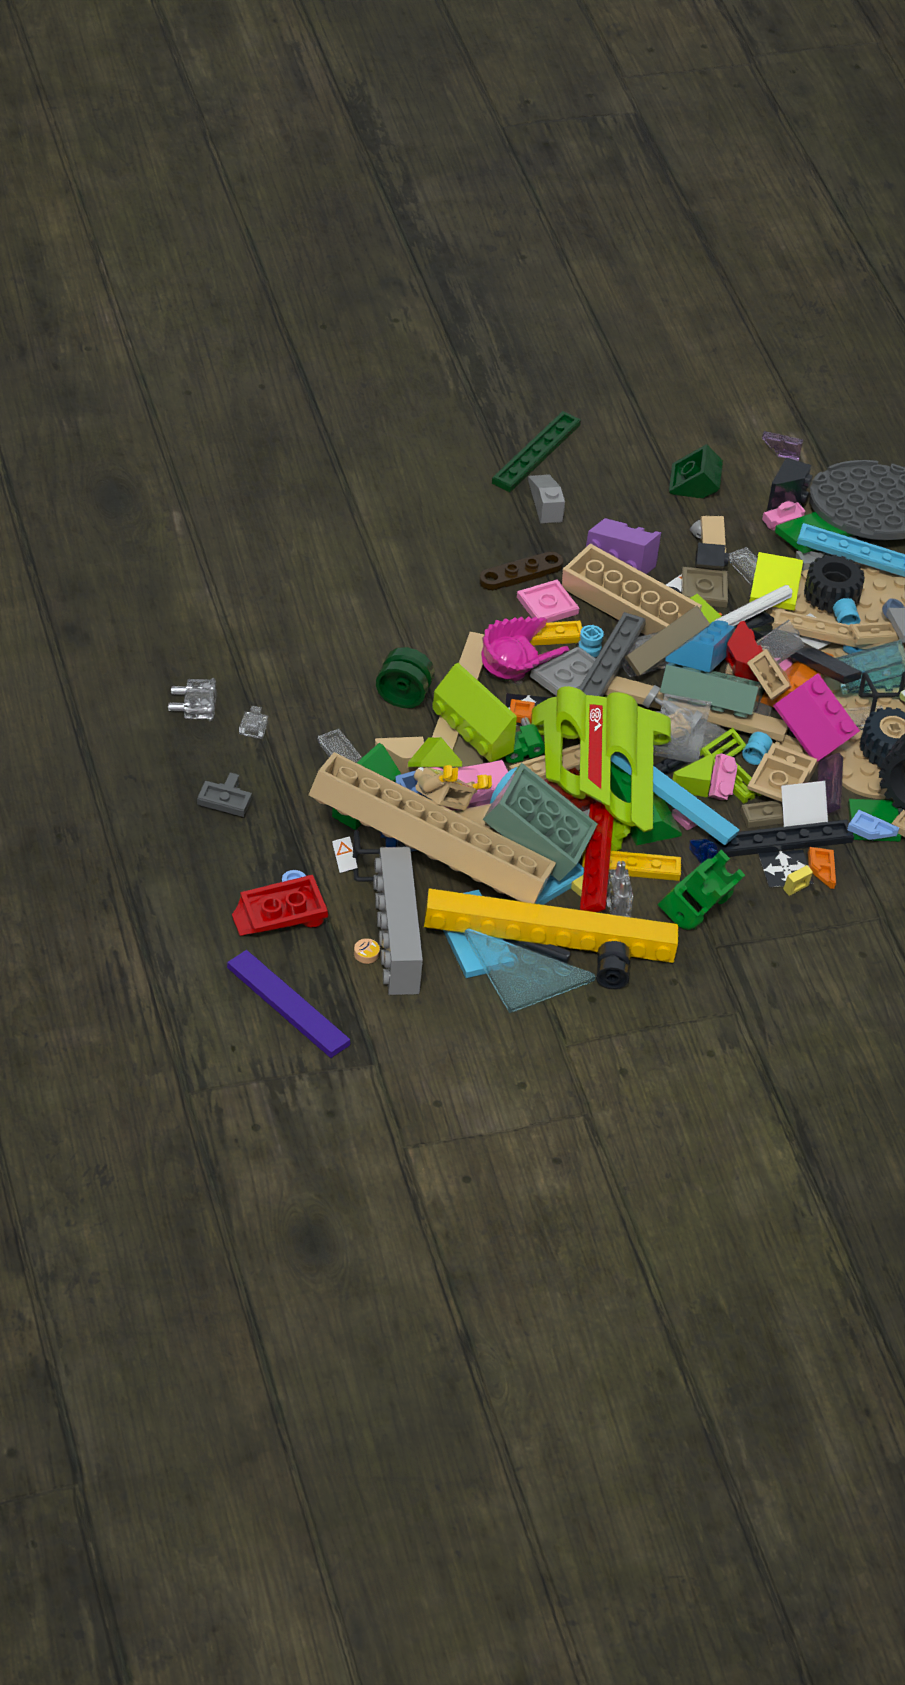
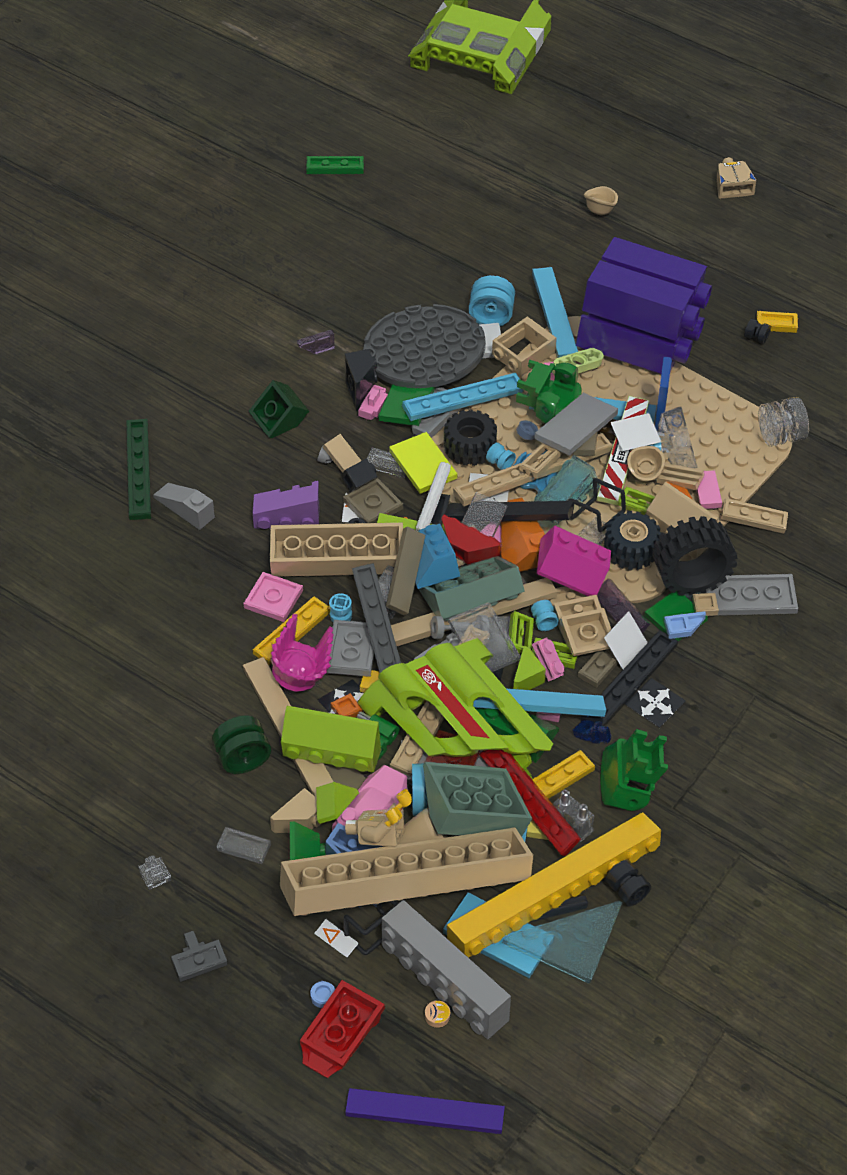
camera: 35 degrees left, 5 degrees up
(199, 699) = (91, 882): clear piece -> none
(521, 571) = (227, 583): dark brown plate -> none
(769, 674) = (508, 548): tan slope -> none
(798, 880) = (679, 708): light yellow tile -> none
(823, 865) = (679, 681): orange tile -> none

